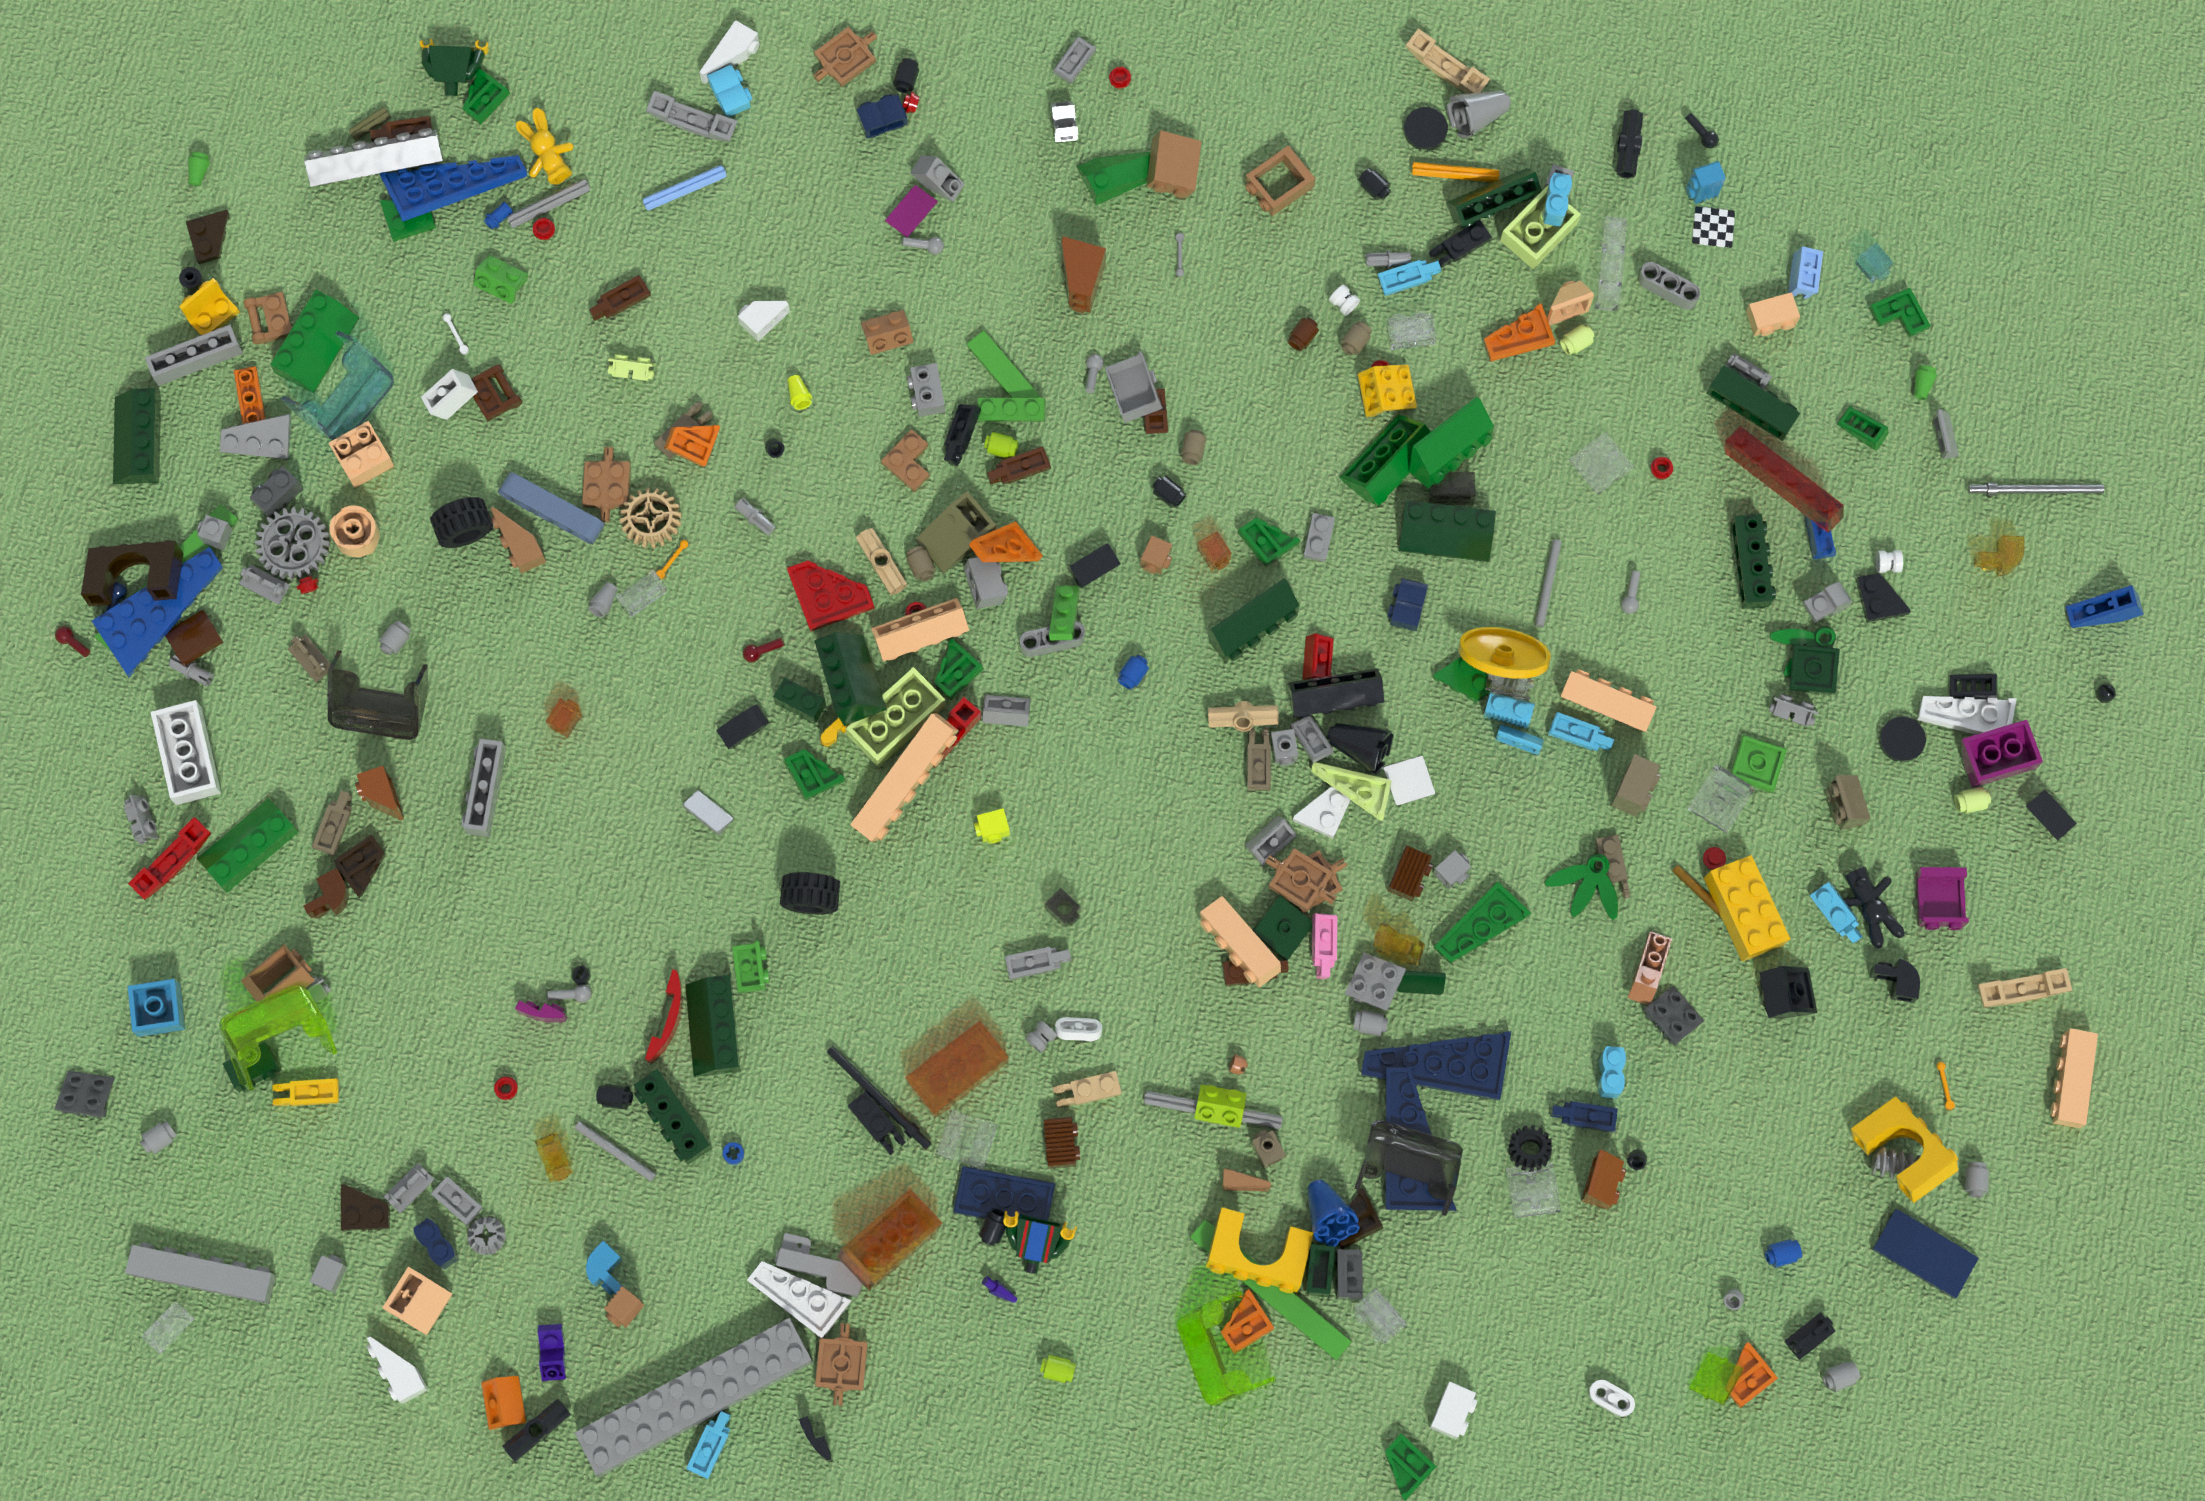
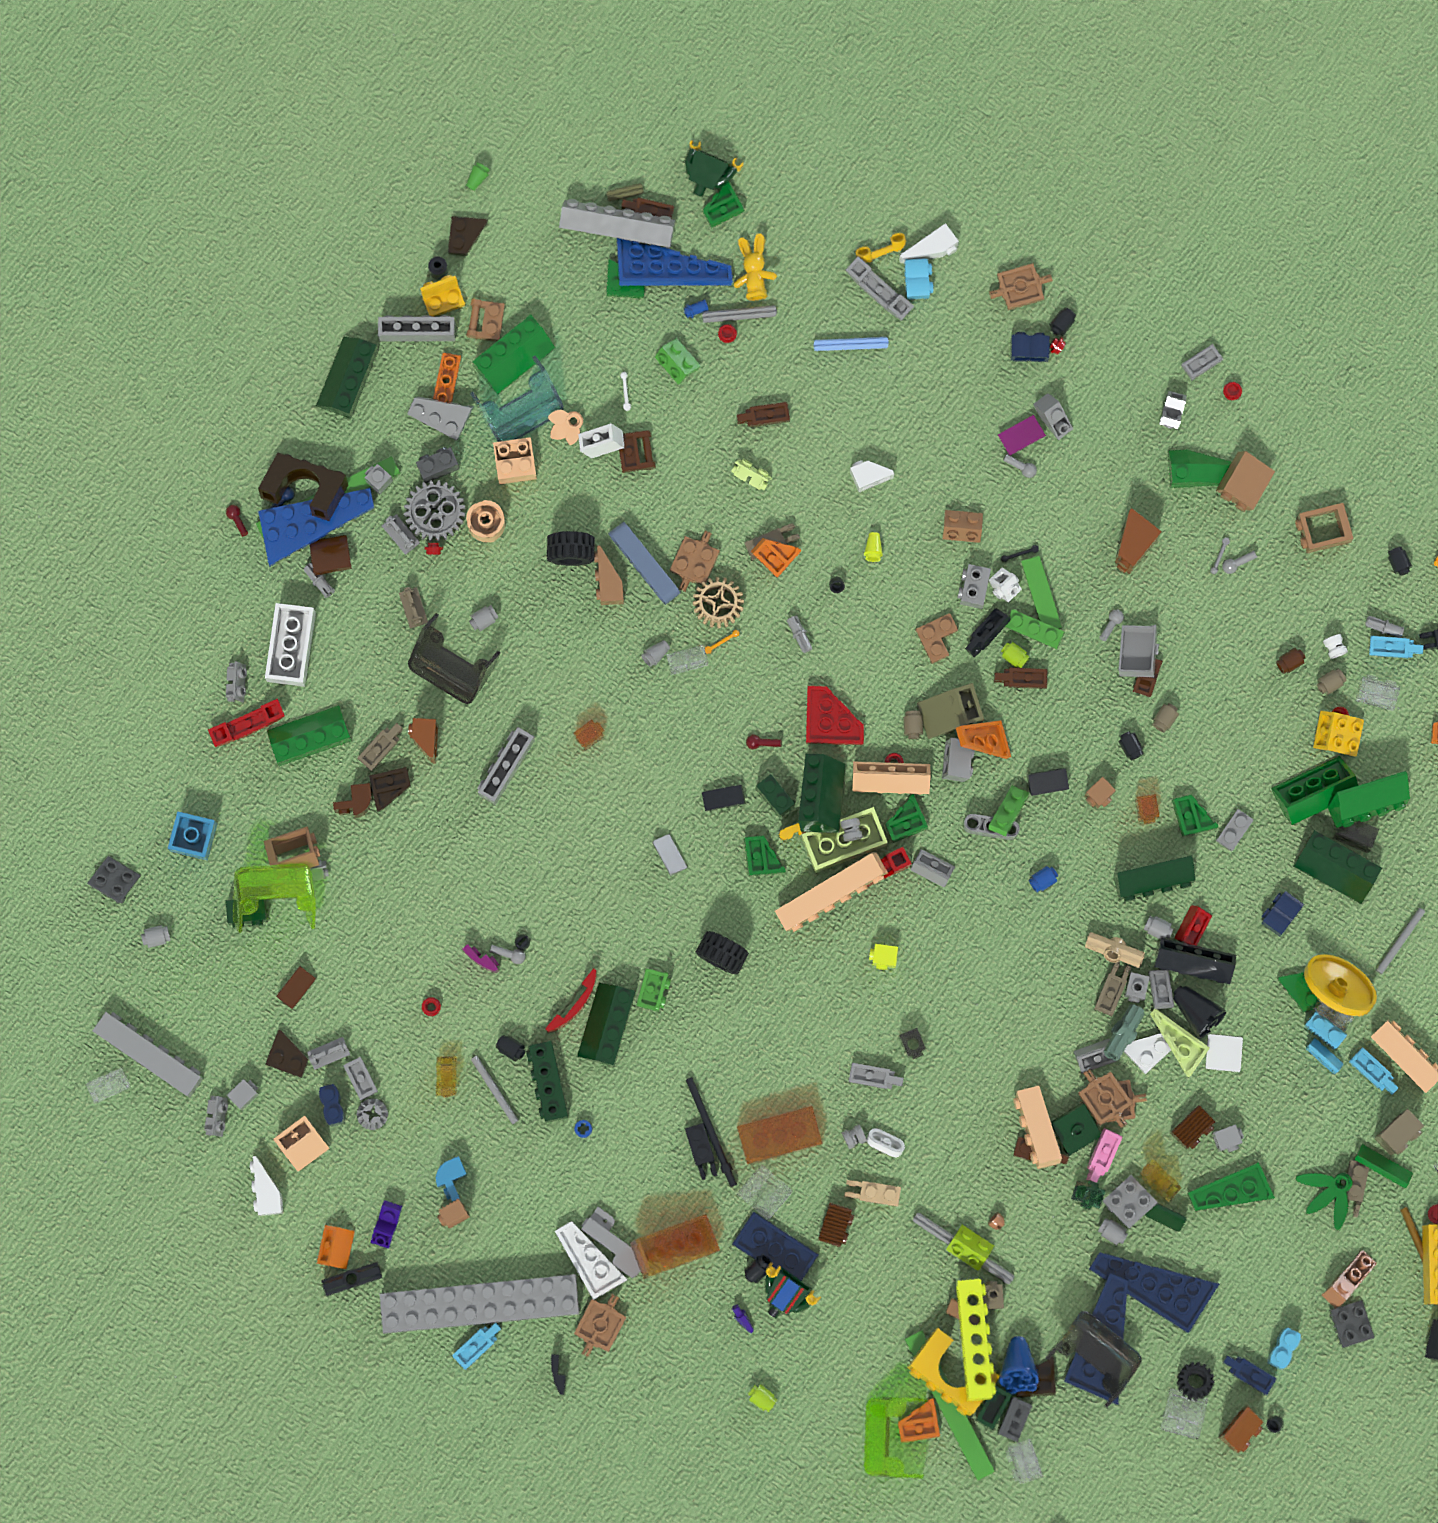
camera: 25 degrees right, 5 degrees up
(305, 1300) = (218, 1107): none -> light grey hinge
(308, 1092) = (281, 948): yellow hinge -> none
(342, 1129) = (296, 987): none -> reddish brown slope
(401, 398) = (563, 428): none -> light nougat plate
(692, 62) = (897, 243): none -> yellow bar
(874, 550) = (882, 698): tan piece -> none
(899, 700) = (851, 829): none -> light grey wheel
(959, 374) = (1005, 585): none -> white brick
(975, 327) = (1034, 549): none -> black hinge
(1196, 260) = (1230, 566): none -> light grey bar
(1280, 673) = (1158, 927): none -> light grey brick
(1290, 1257) = (974, 1390): none -> neon yellow brick
(1291, 800) = (1124, 1032): none -> sand green piece
(1326, 993) = (1088, 1195): none -> clear green brick
(1634, 830) = (1383, 1166): none -> green tile

